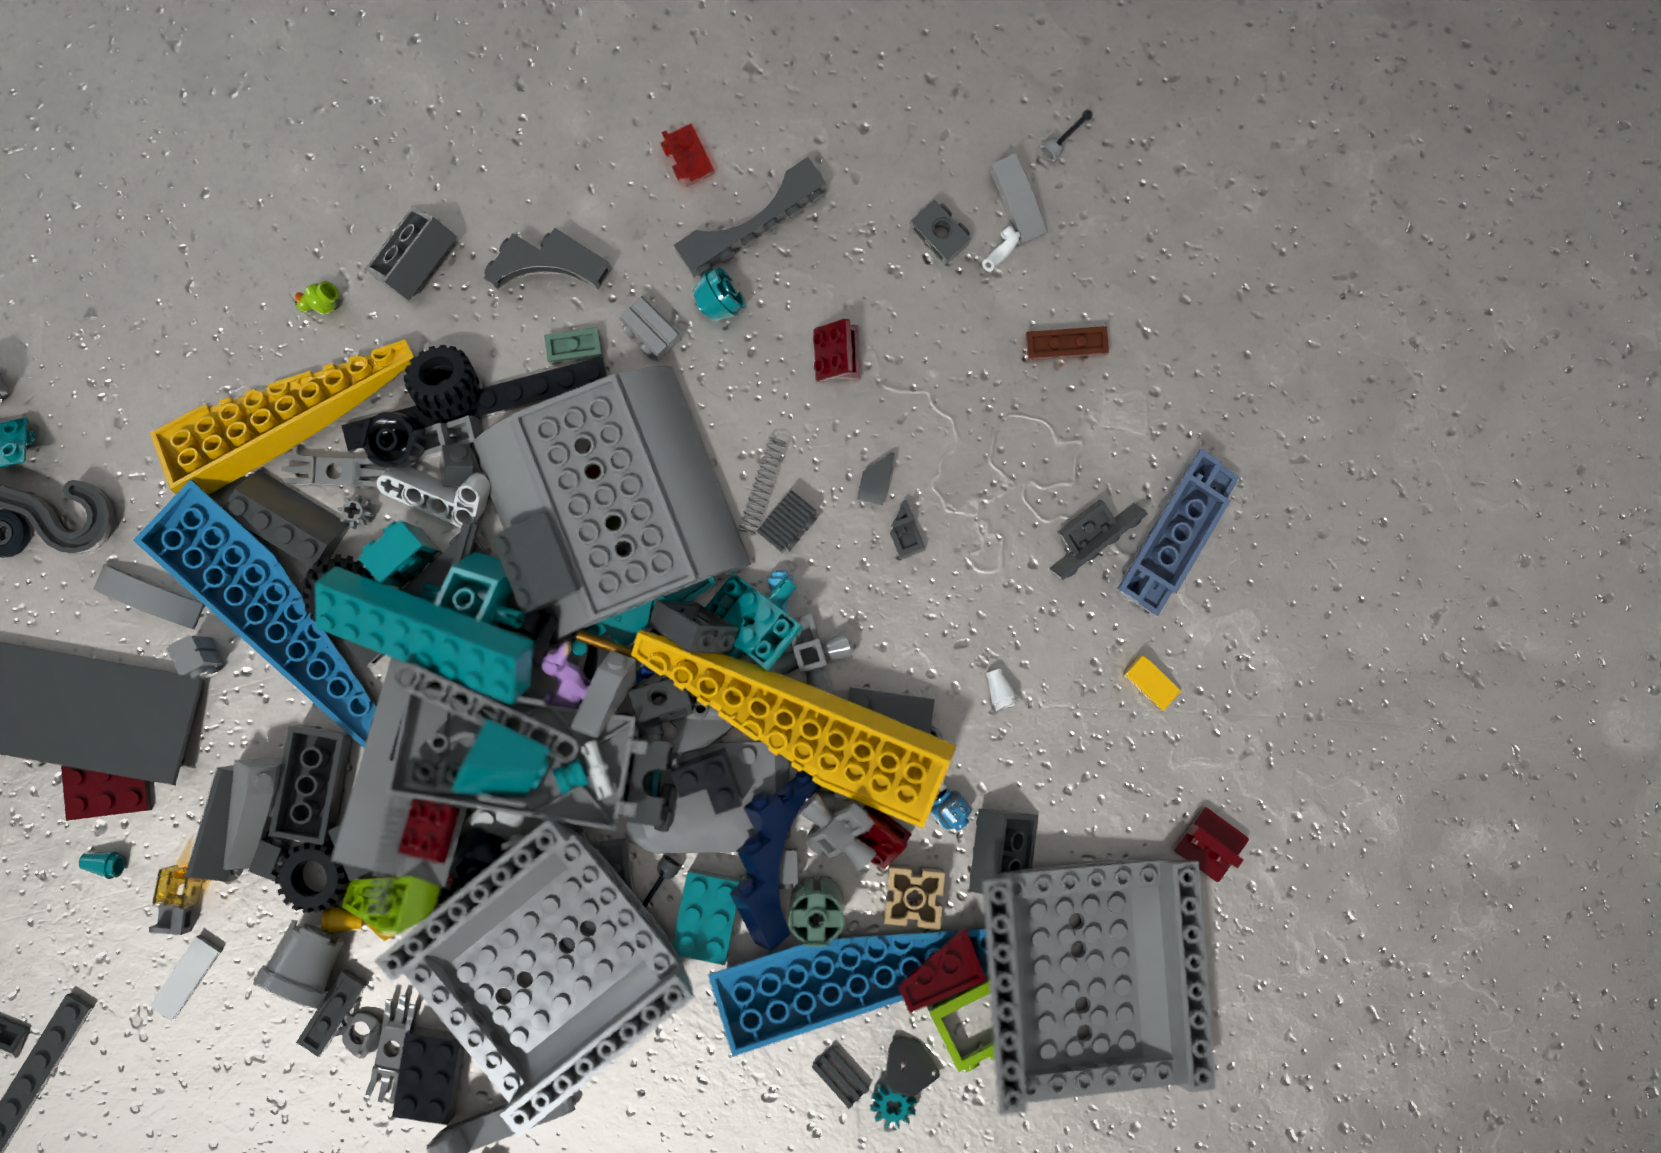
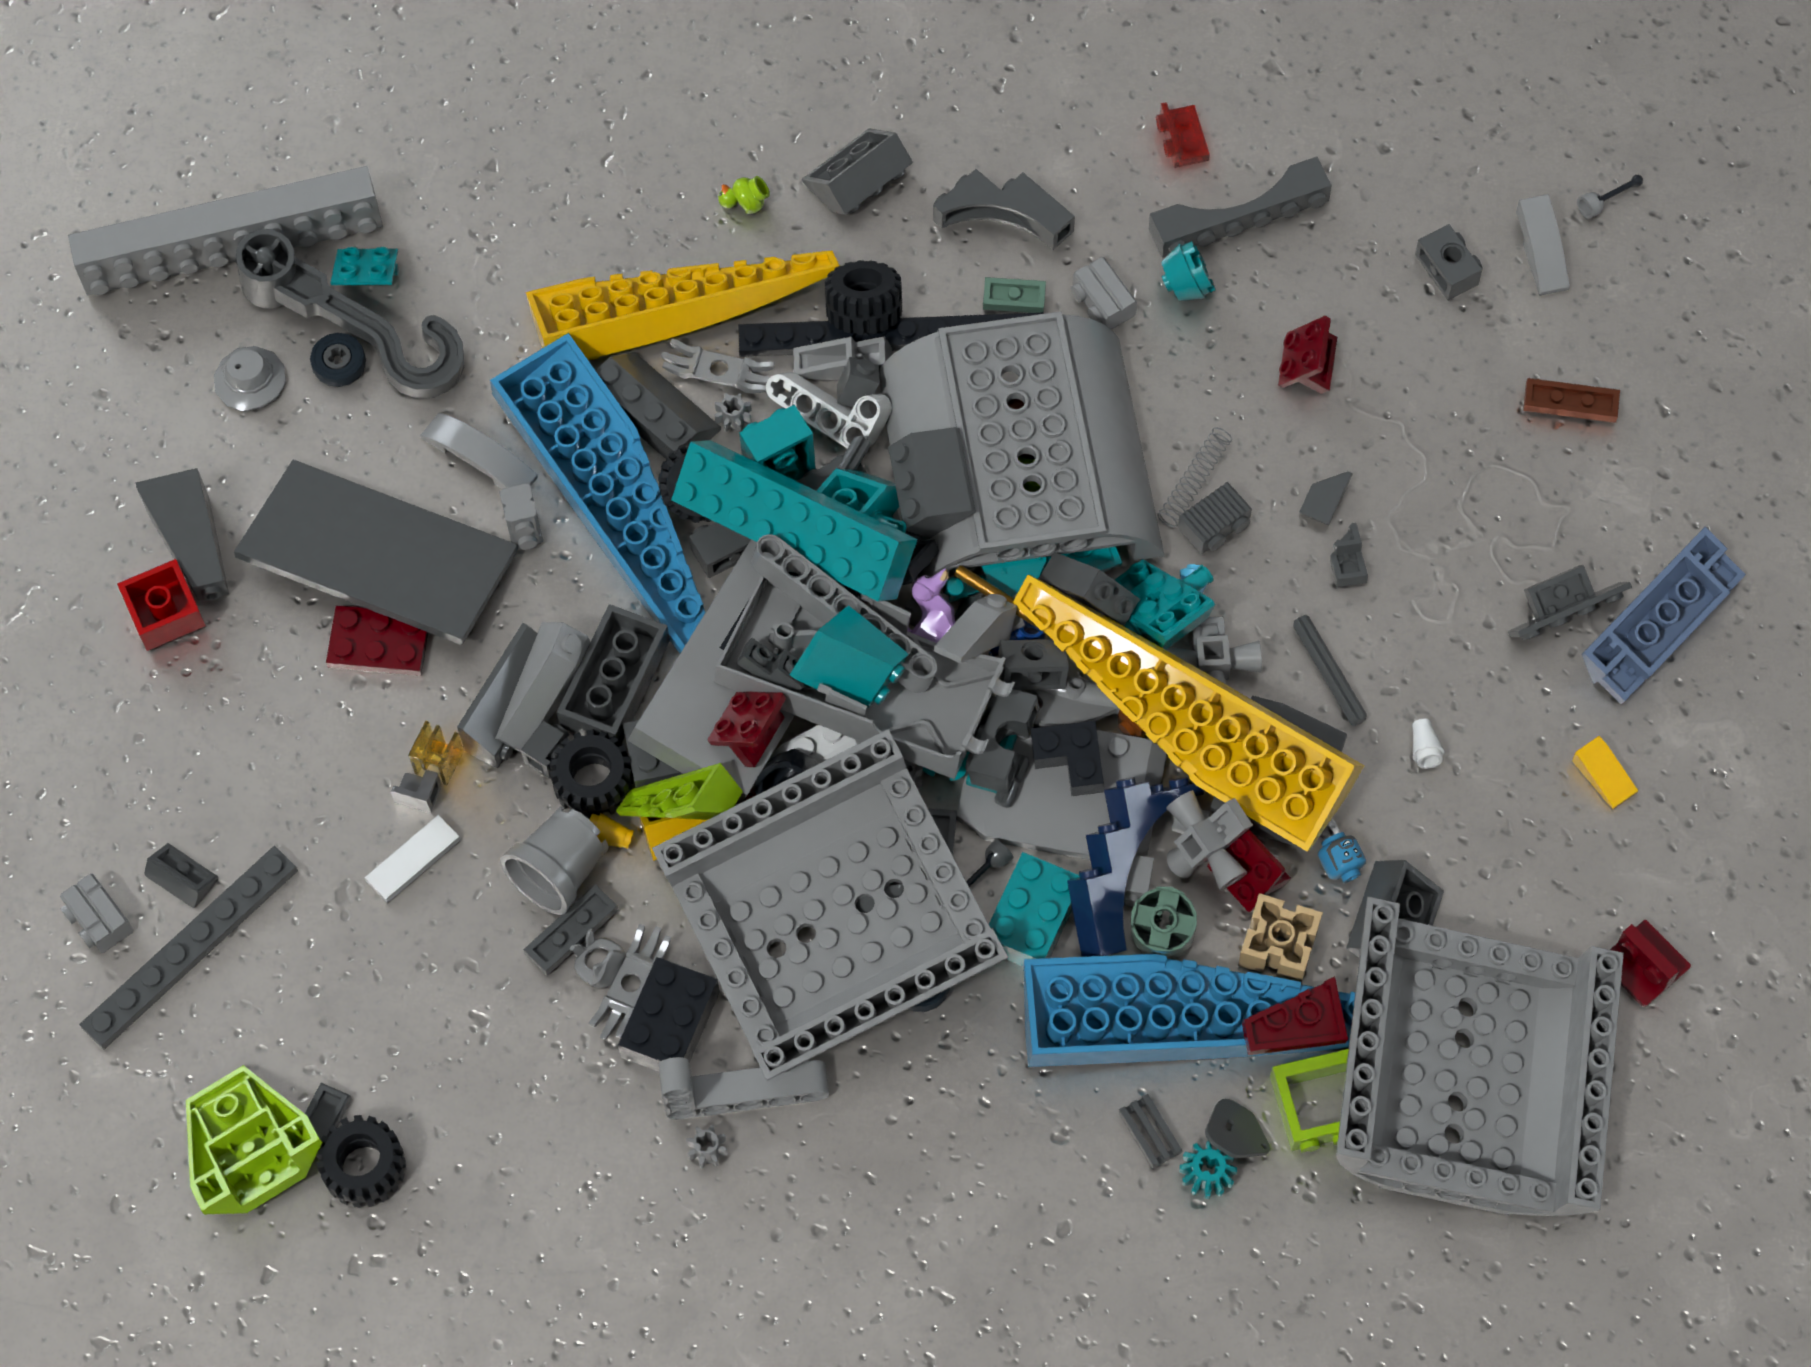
camera: 15 degrees right, 20 degrees down
(103, 864) = (355, 716): teal cone -> none
(380, 851) = (694, 741): light grey piece -> none
(407, 443) = (798, 340): black brick -> none
(570, 776) = (920, 700): teal wheel -> none
(597, 770) = (950, 704): white pin -> none
(909, 639) = (1329, 670): none -> dark grey axle
(1000, 253) = (1516, 294): white arm -> none

